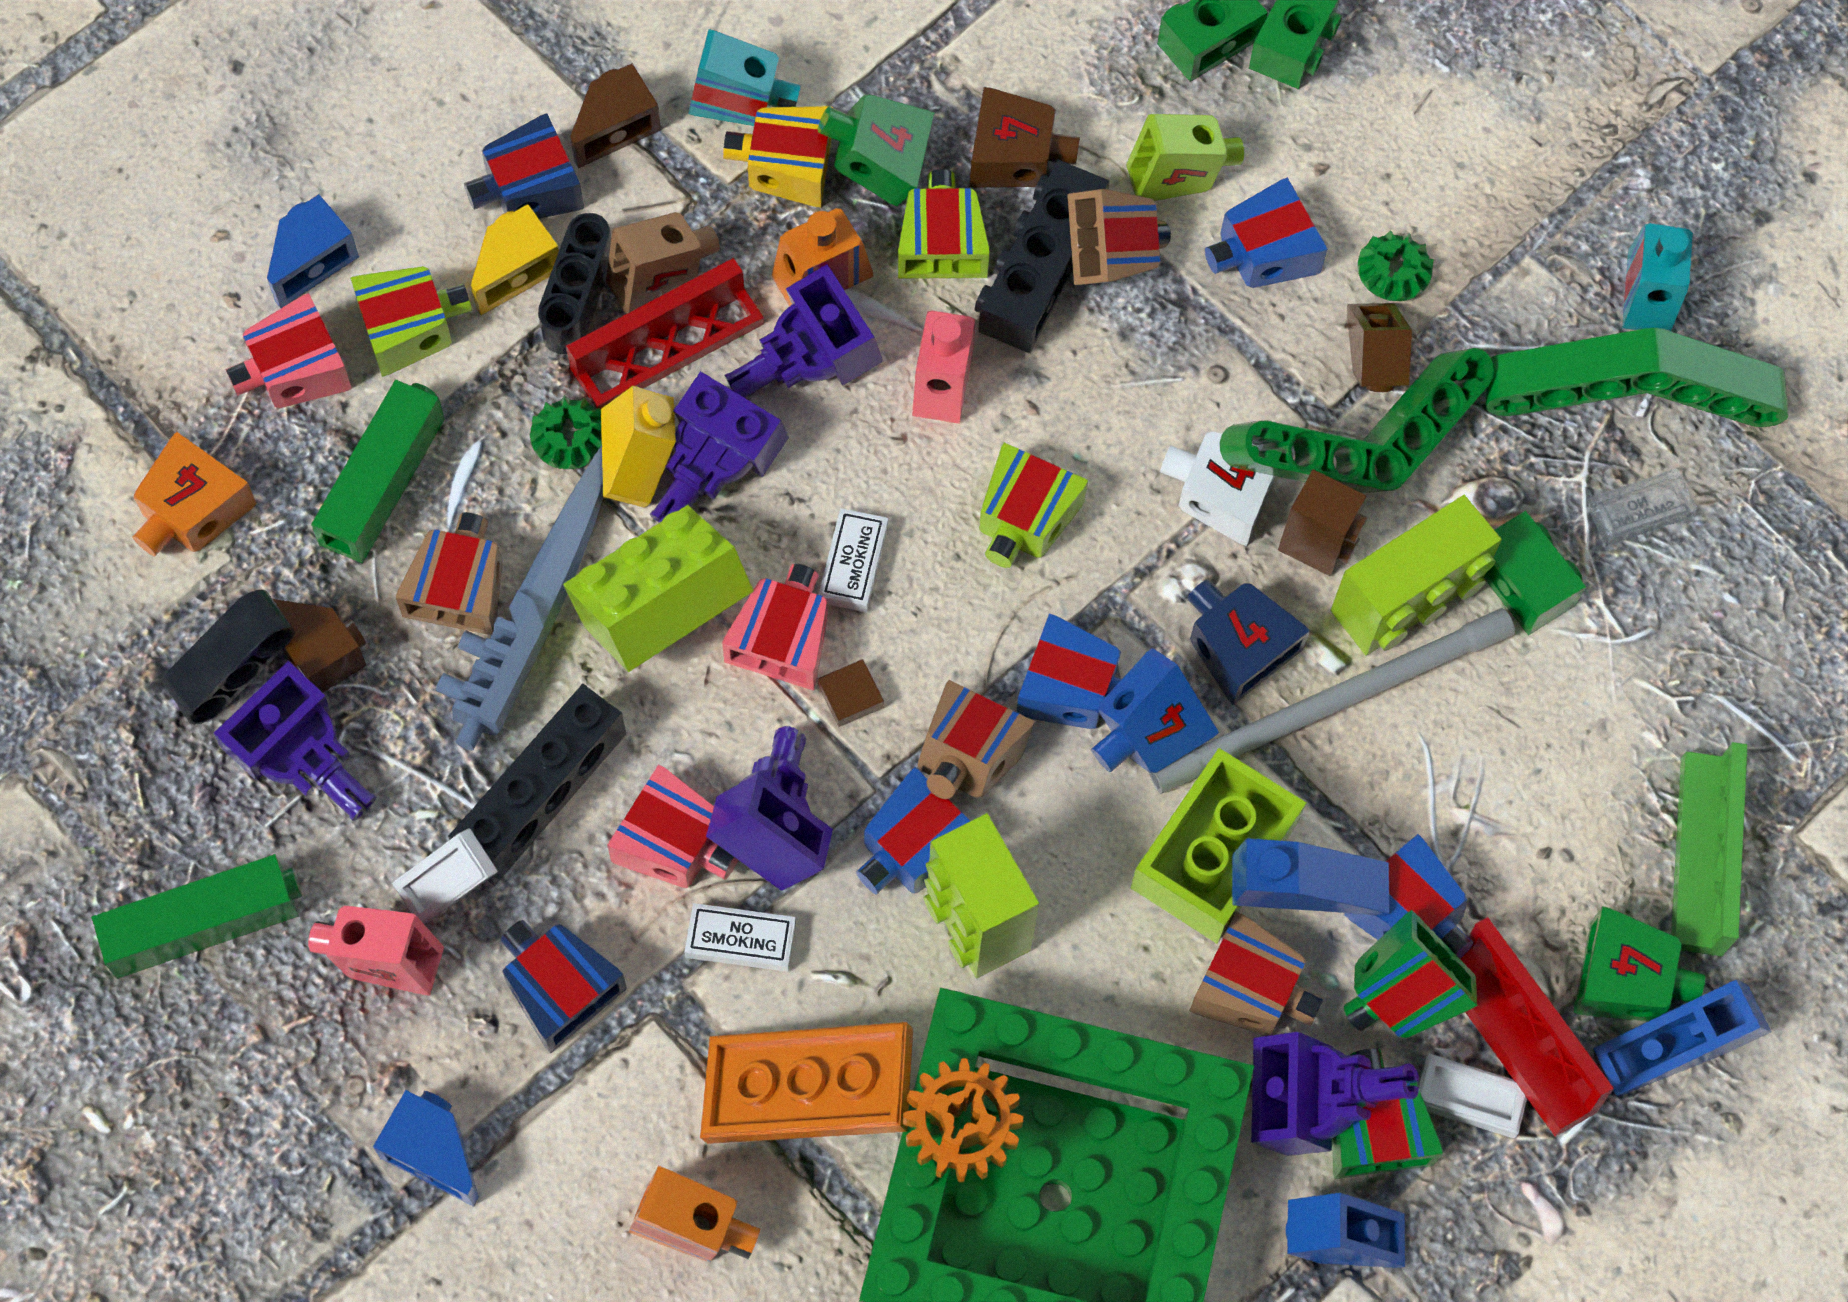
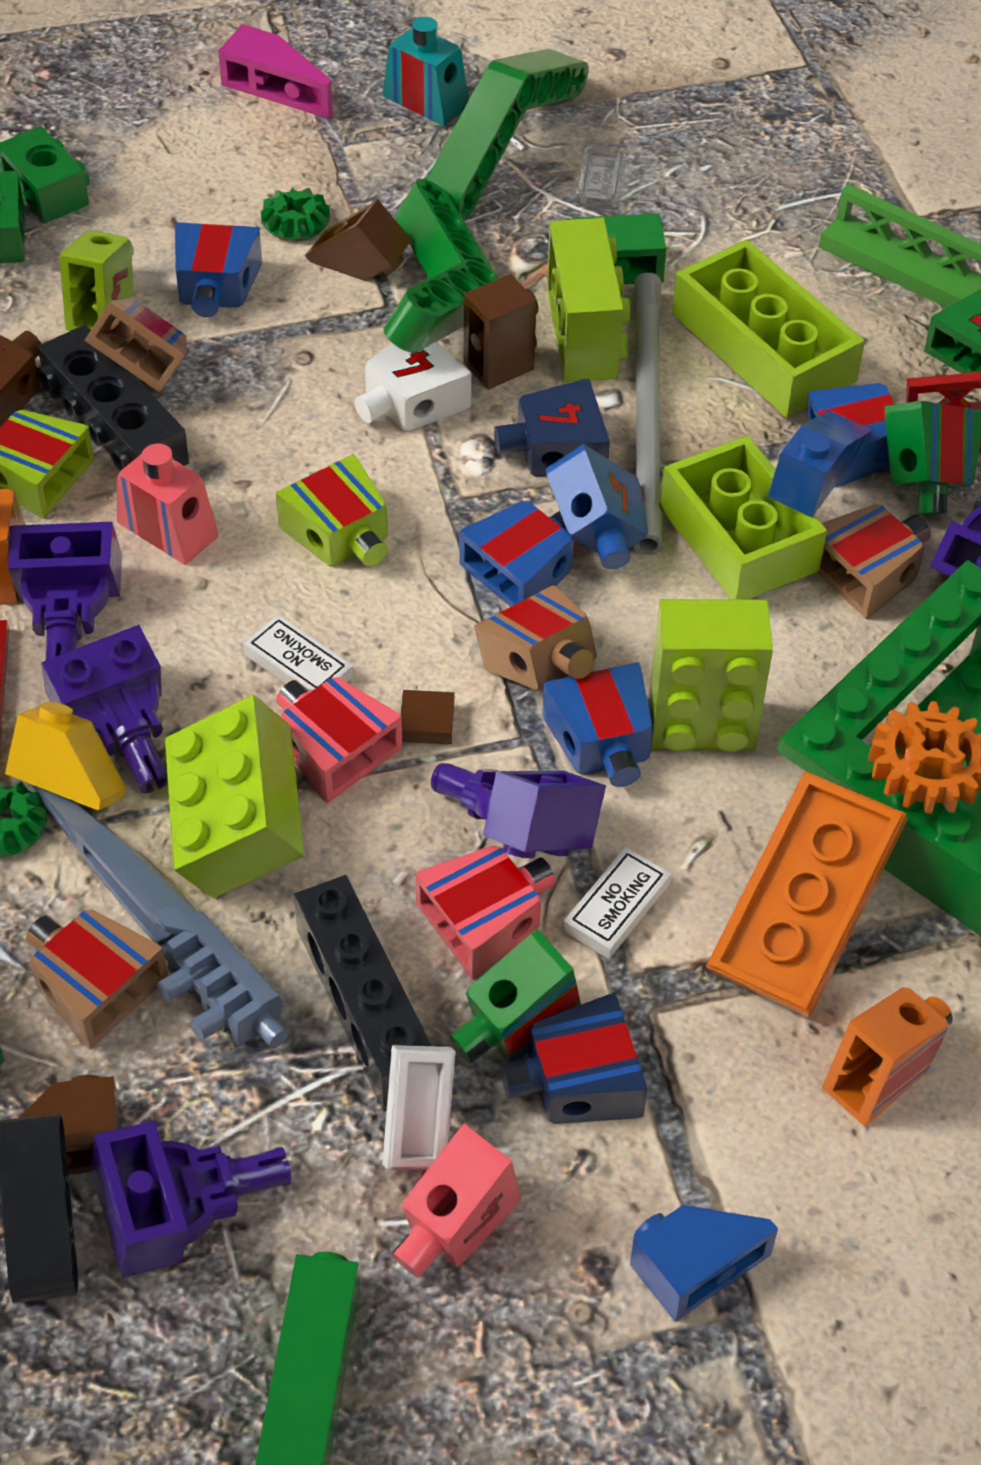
camera: 60 degrees left, 15 degrees down
(585, 903) = (514, 995): none -> green torso
(1494, 757) = (766, 326): none -> lime brick
(1576, 124) = (275, 71): none -> dark pink slope

